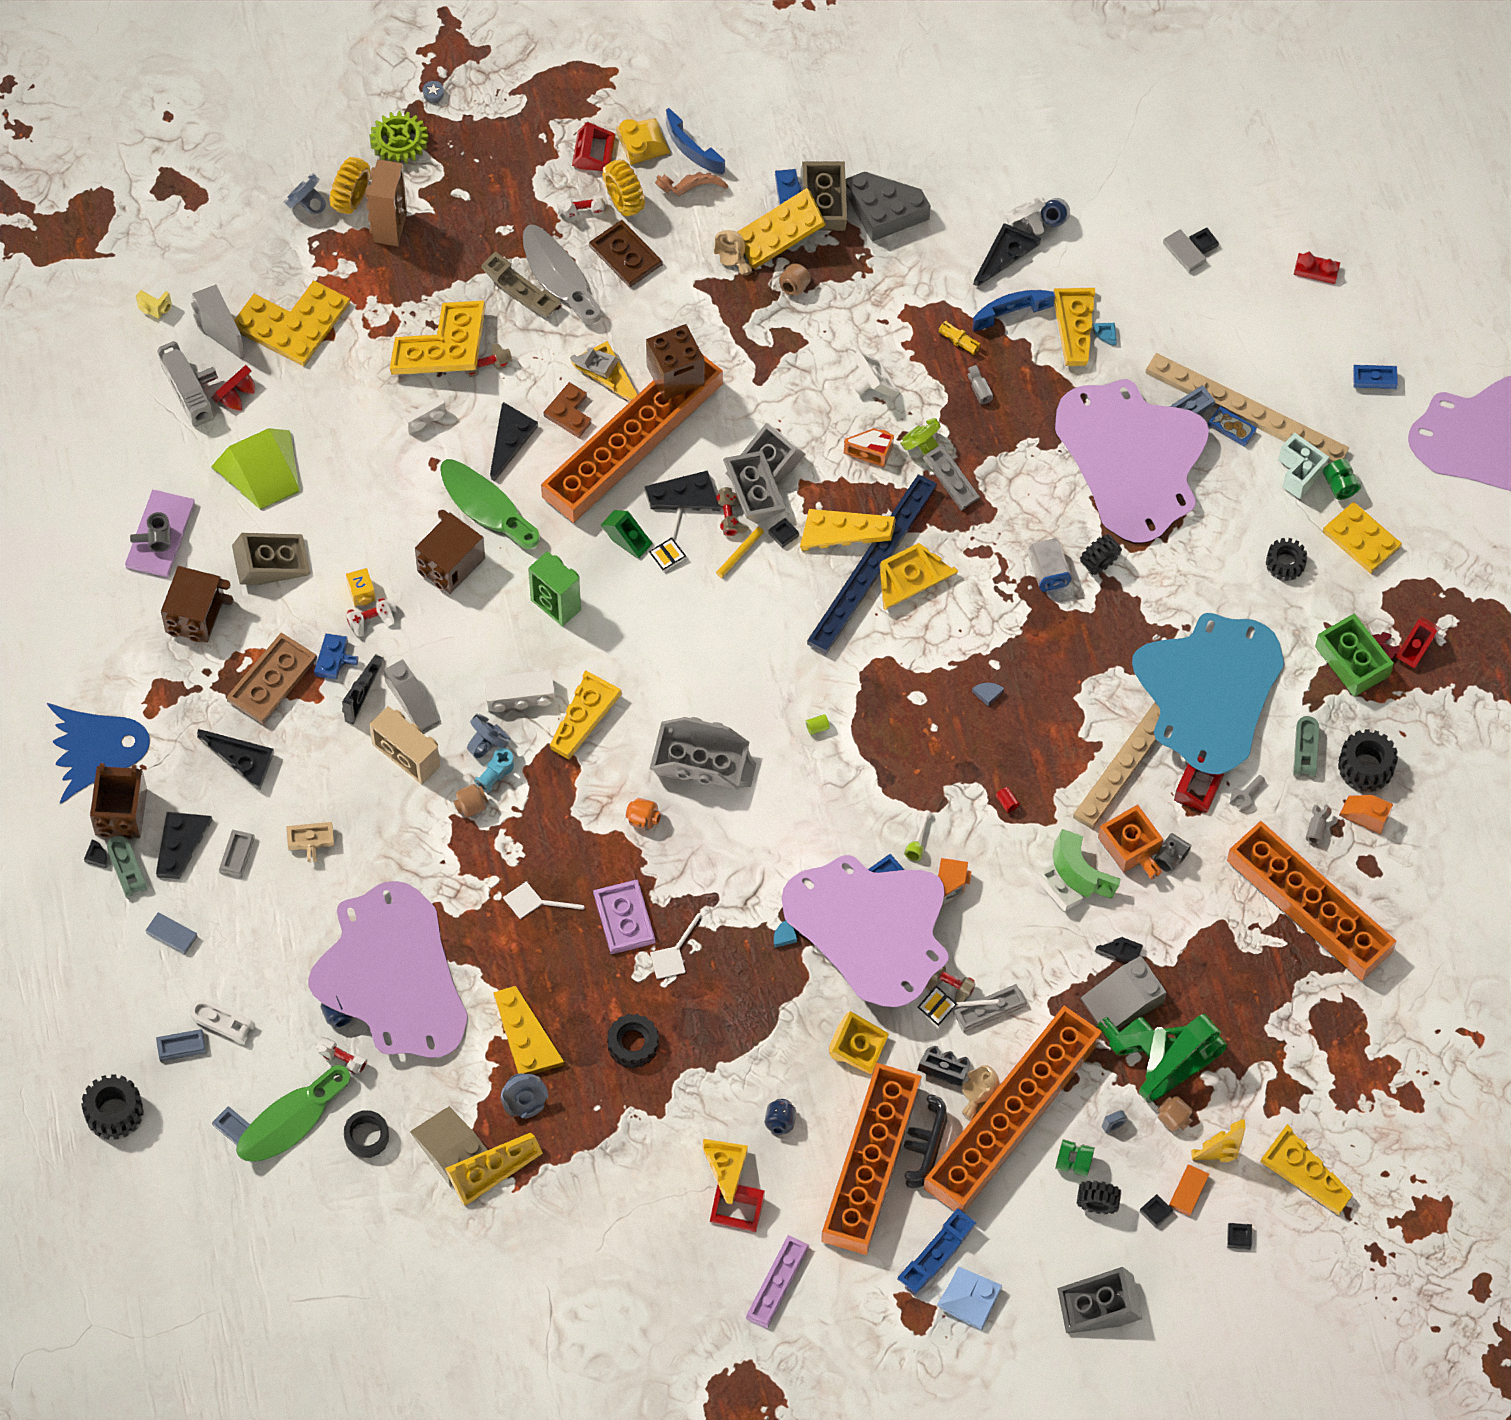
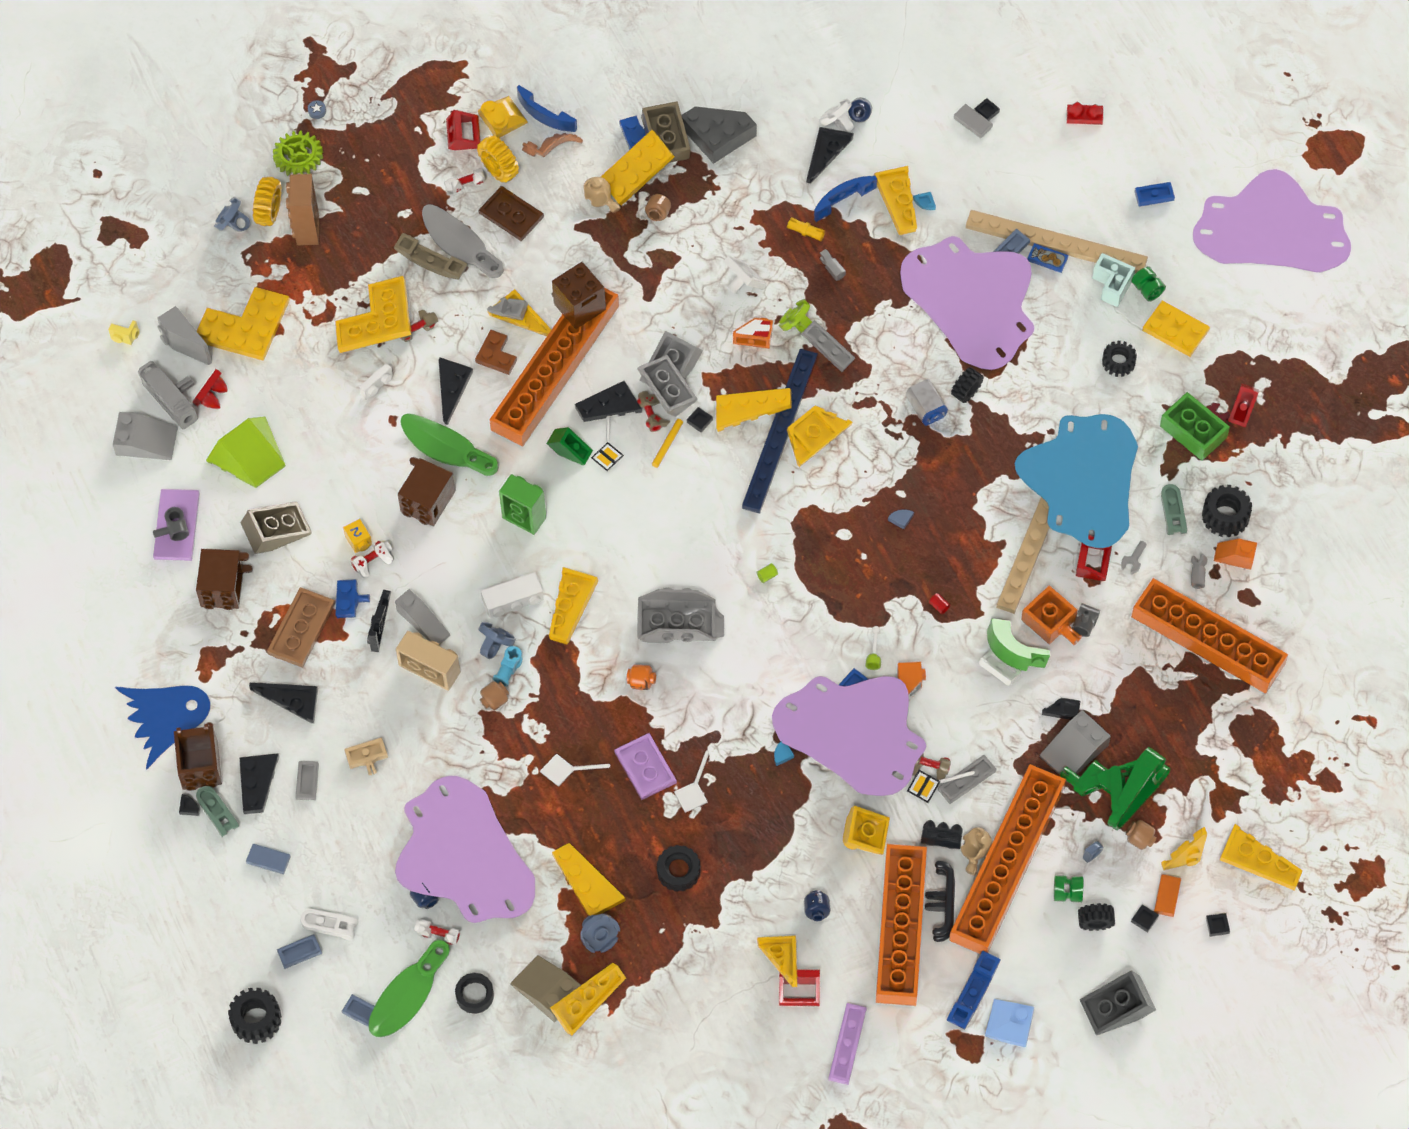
camera: 10 degrees left, 0 degrees up
(147, 426) = (144, 437): none -> light grey slope

